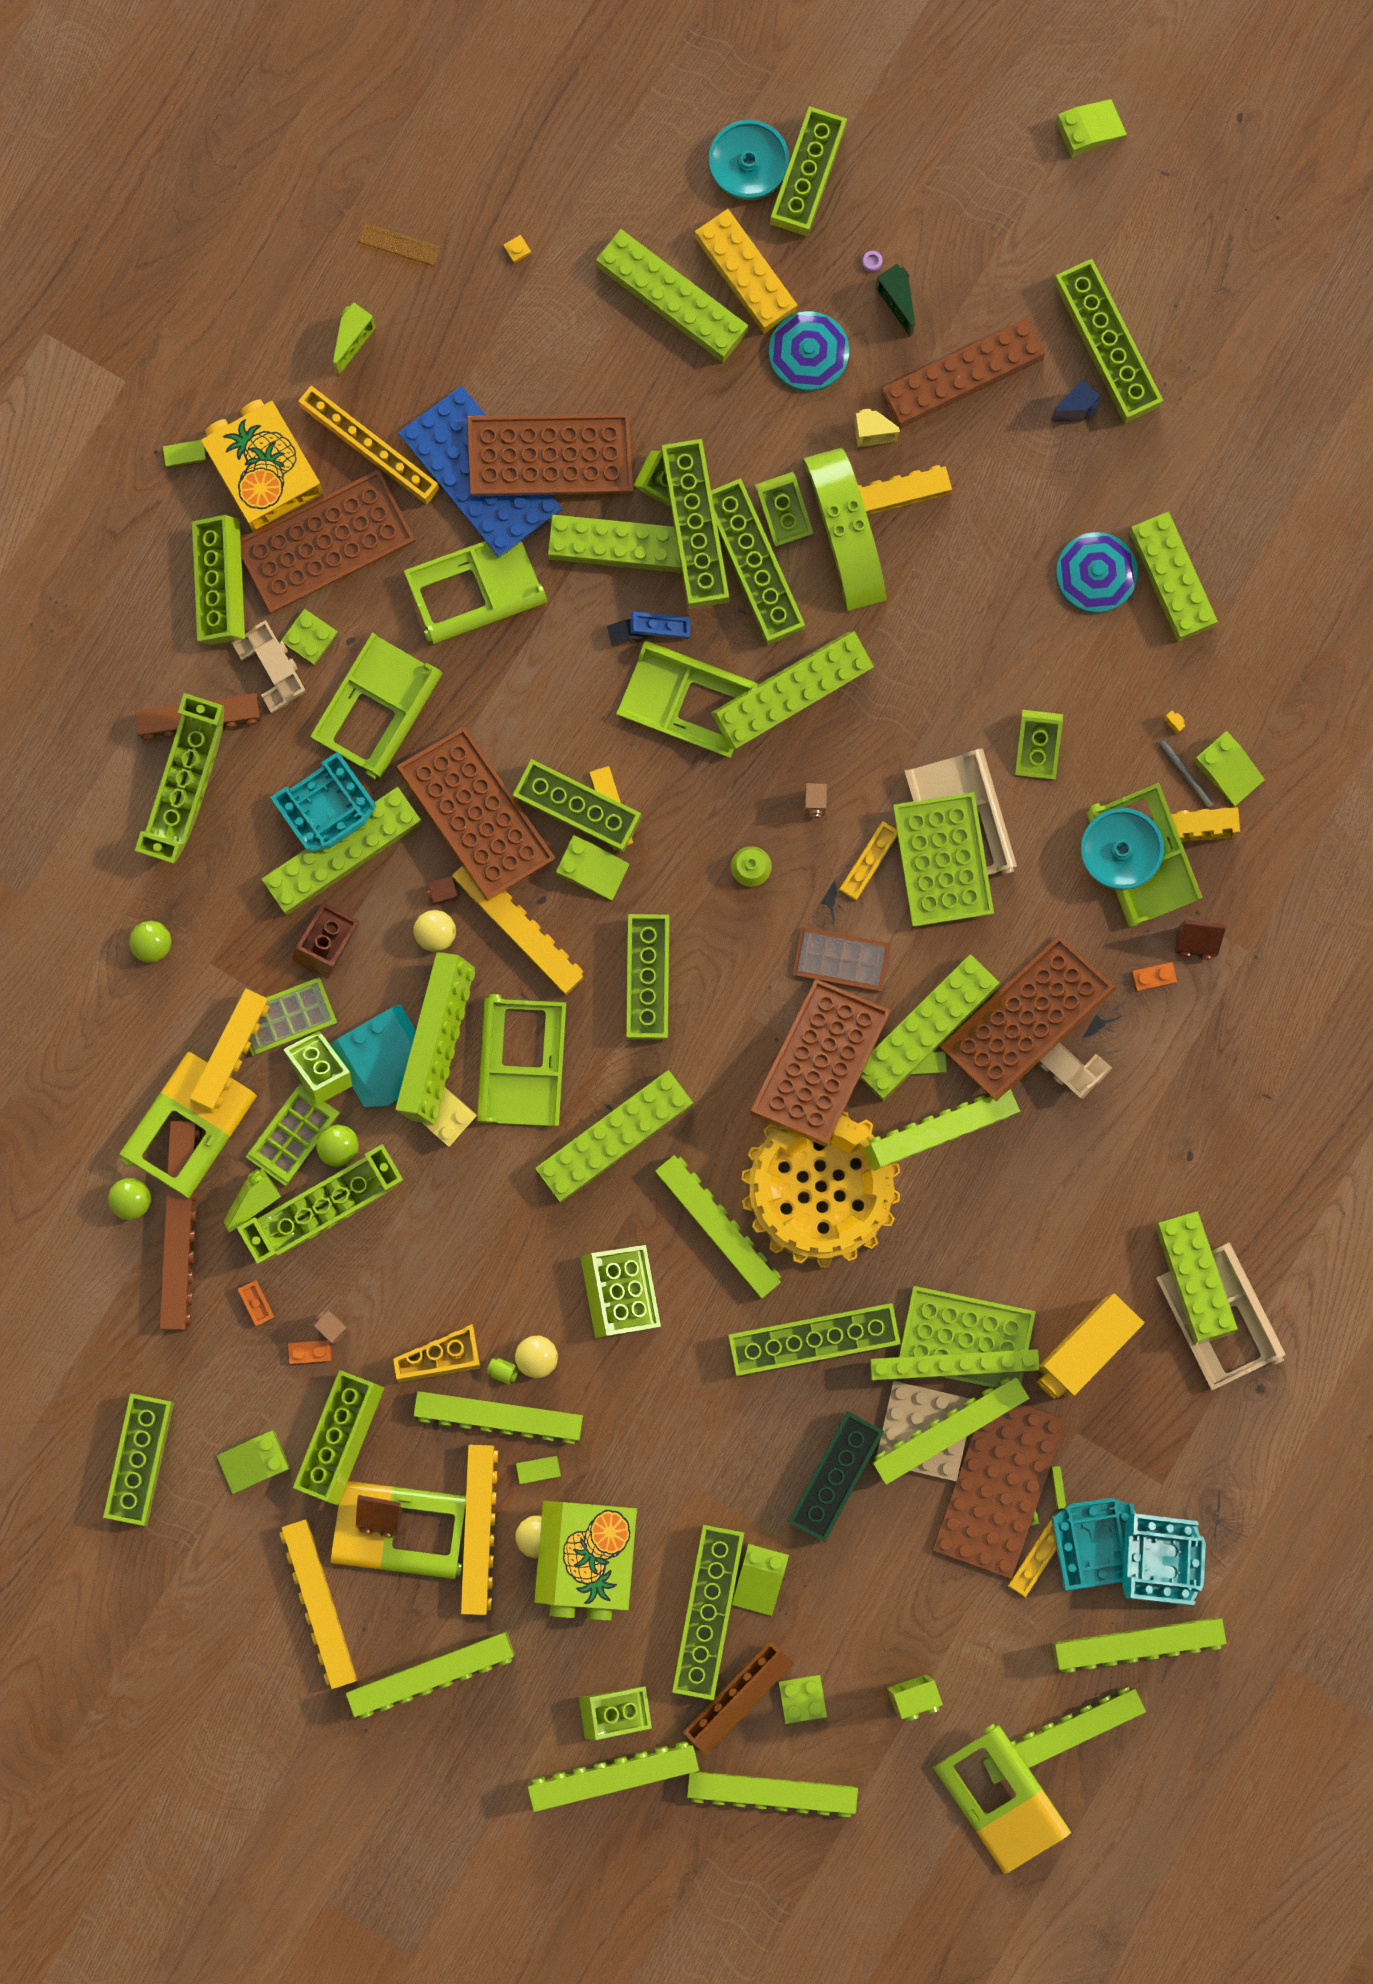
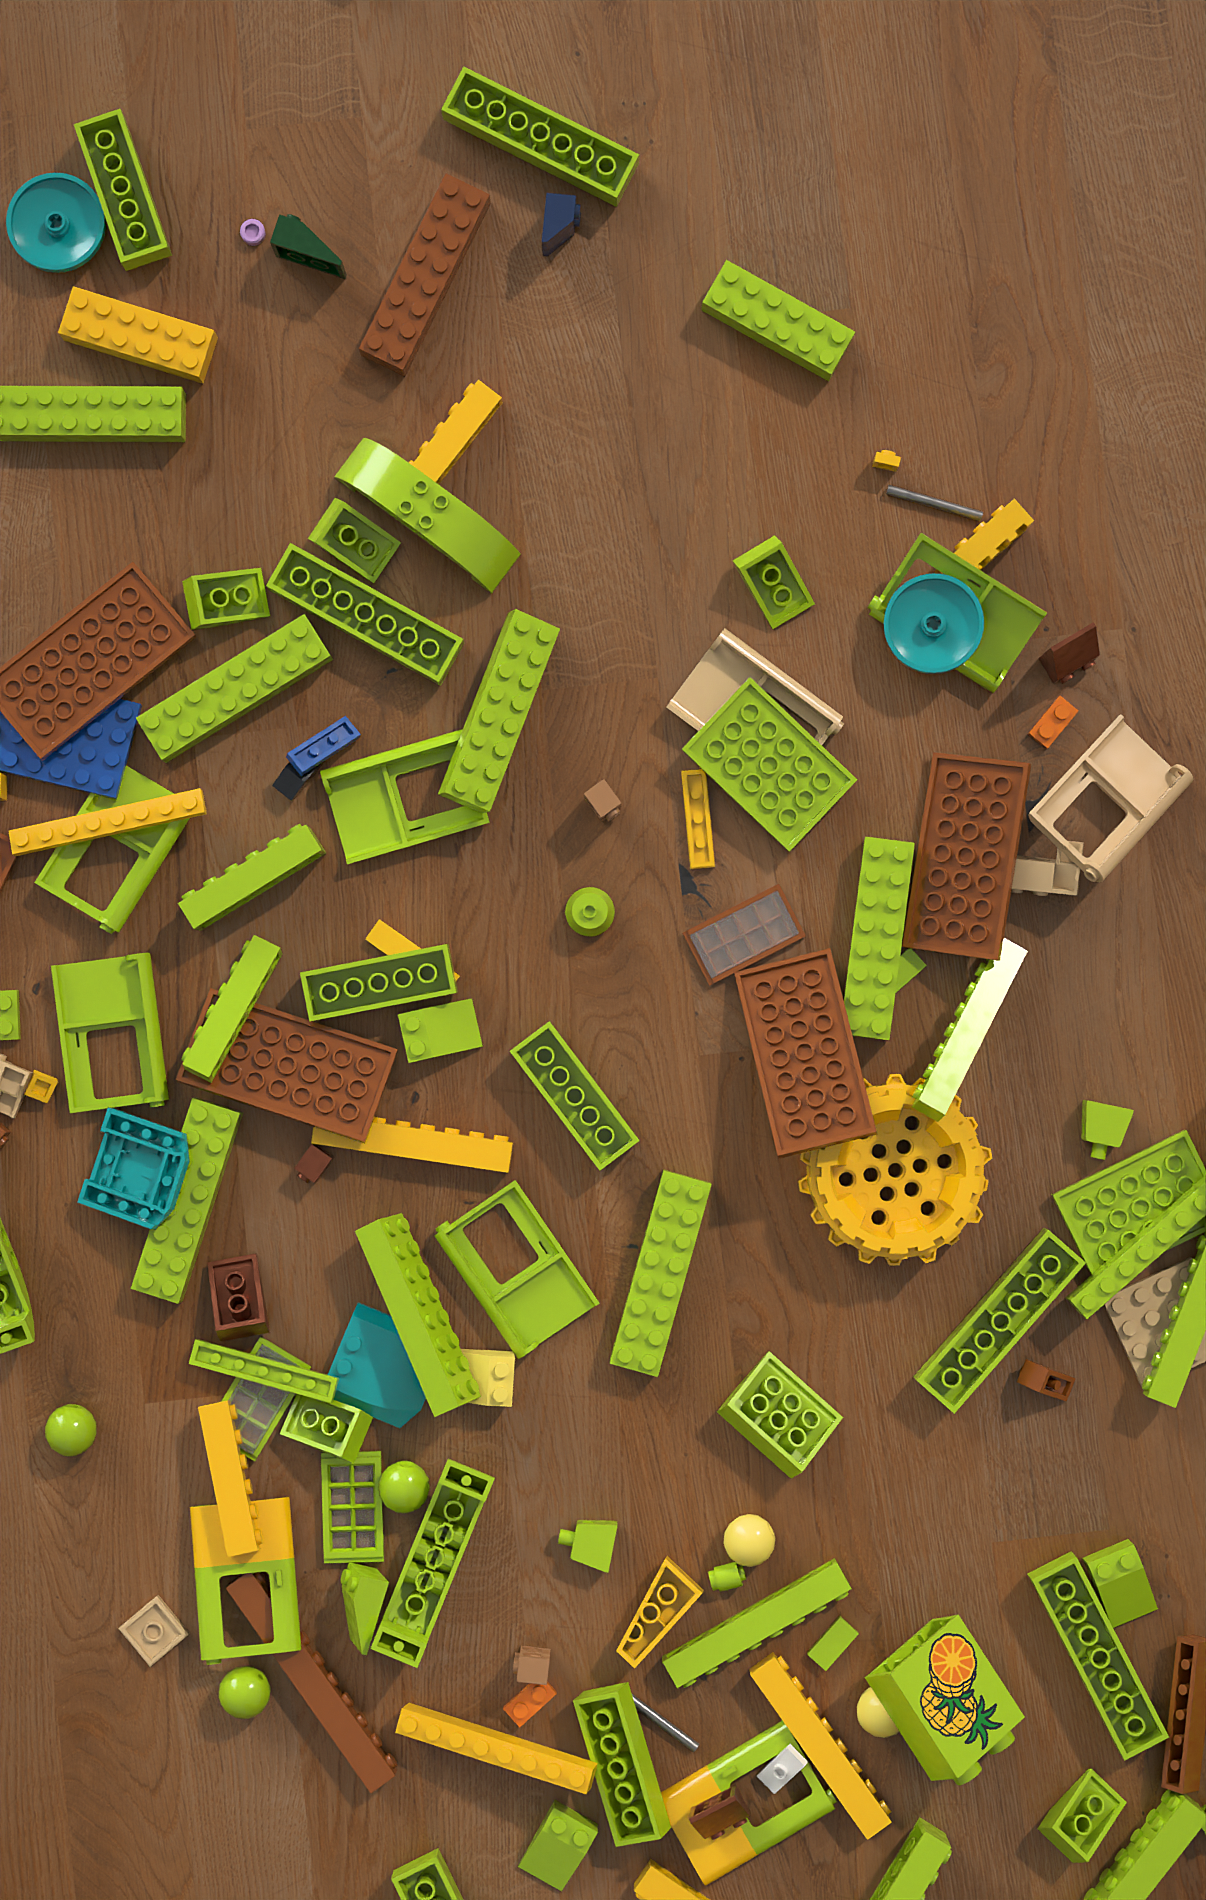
camera: 35 degrees left, 5 degrees up
(100, 1115) = (154, 1630): none -> tan tile
(256, 1303) = (443, 1694): orange plate -> none
(265, 1362) = (496, 1748): none -> yellow brick
(304, 705) = (40, 1086): none -> yellow plate
(305, 999) = (264, 1370): none -> lime plate
(386, 1437) = (665, 1724): none -> flat silver bar
(431, 1278) = (591, 1542): none -> lime torso
(434, 930) = (336, 1208): light yellow piece -> none
(441, 1524) = (782, 1768): none -> white plate
(469, 748) = (232, 1008): none -> lime brick
(481, 567) = (107, 822): none -> yellow plate
(547, 674) = (252, 877): none -> lime brick
(695, 524) = (281, 621): lime brick -> none
(718, 1227) = (824, 1281): lime brick -> none
(808, 351) = (259, 367): dish -> none
(814, 1405) = (1045, 1380): none -> dark orange slope
(835, 1476) = (1119, 1434): dark green brick -> none
(874, 429) = (381, 395): light yellow slope -> none
(982, 1267) = (1104, 1126): none -> lime torso
(1096, 572) = (701, 372): dish -> none
(1177, 1047) = (1131, 777): none -> tan piece
(1229, 768) = (972, 466): lime slope -> none

